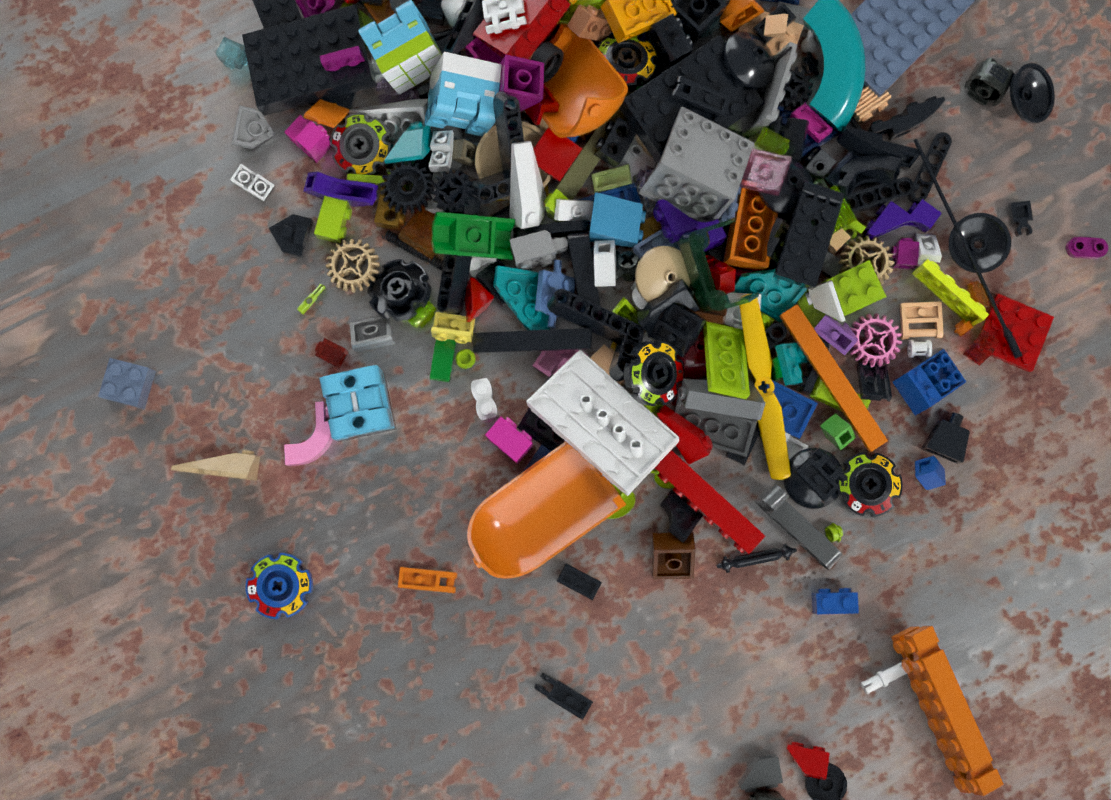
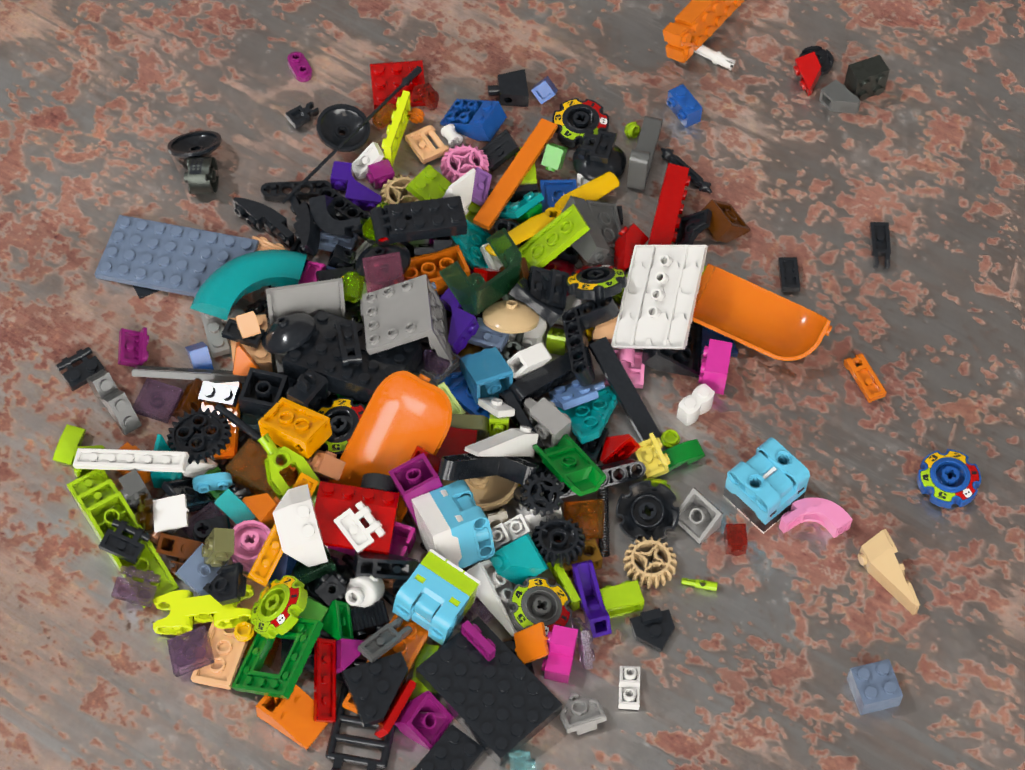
camera: 125 degrees left, 25 degrees down
(307, 160) = (583, 639): none -> plate

